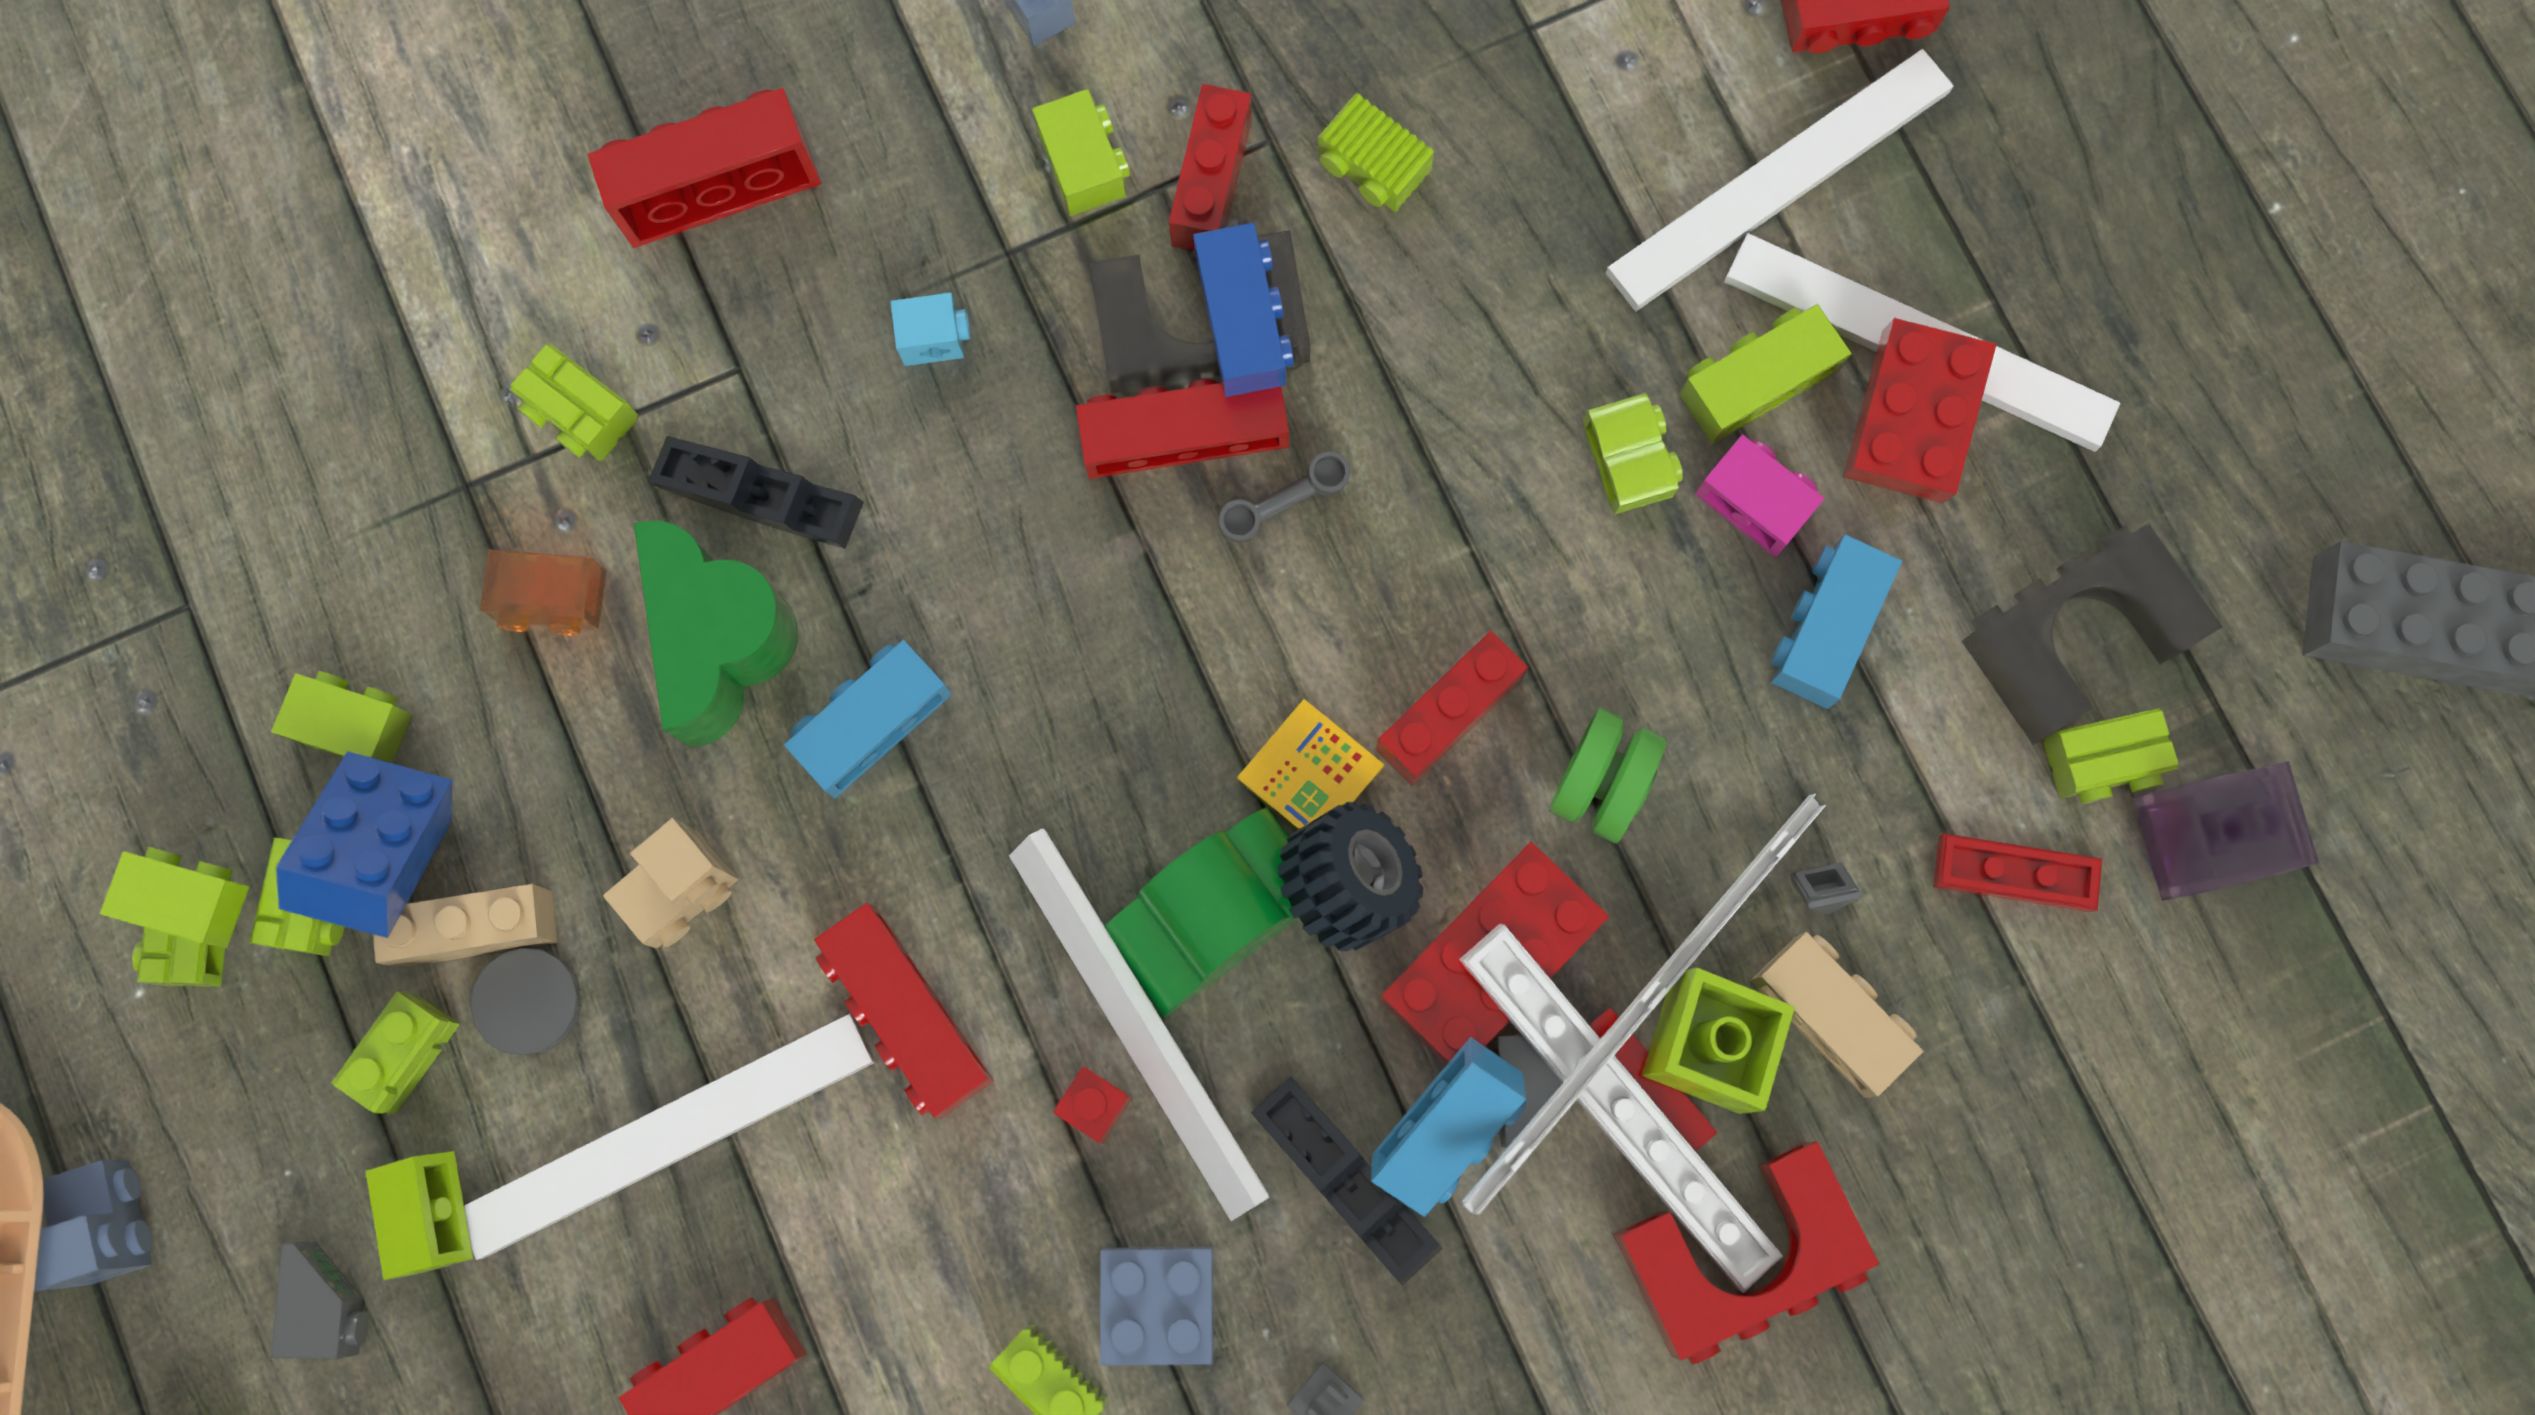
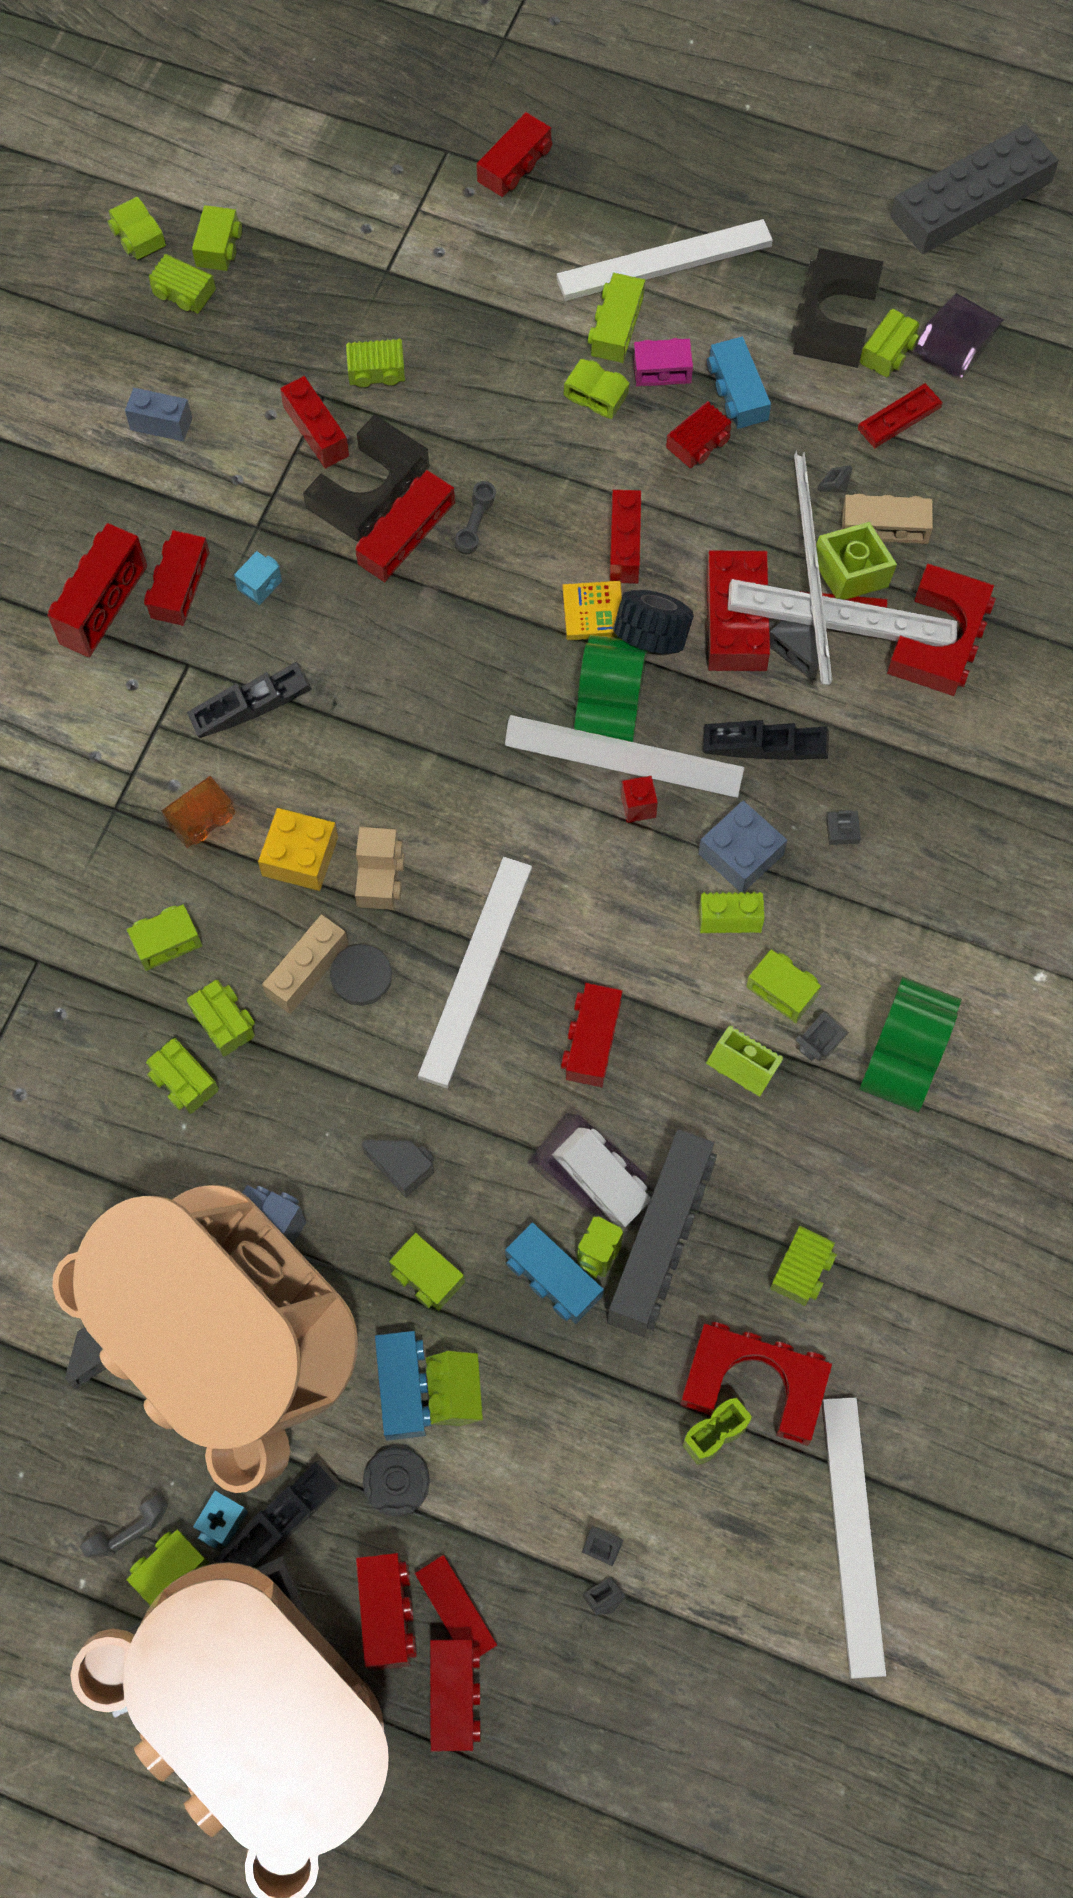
camera: 45 degrees left, 10 degrees down
(175, 899) = (173, 1049): lime brick -> none
(365, 844) = (235, 956): blue brick -> none
(395, 1053) = (328, 1037): lime brick -> none
(418, 1214) = (405, 1086): lime brick -> none
(573, 402) = (132, 731): lime brick -> none
(607, 759) = (298, 849): none -> yellow brick
(709, 631) = (288, 756): green brick -> none
(830, 236) = (177, 577): none -> red brick
(866, 718) = (391, 741): dark azure brick -> none
(902, 1011) = (524, 834): red brick -> none
(1080, 151) = (250, 460): lime brick -> none
(1242, 309) = (388, 454): blue brick -> none
(1449, 1128) = (786, 676): dark azure brick -> none
(1613, 777) = (712, 503): bright green wheel -> none
(1701, 651) = (699, 435): none -> red brick
(1778, 180) = (547, 247): white tile -> none
(1919, 410) = (692, 280): red brick -> none

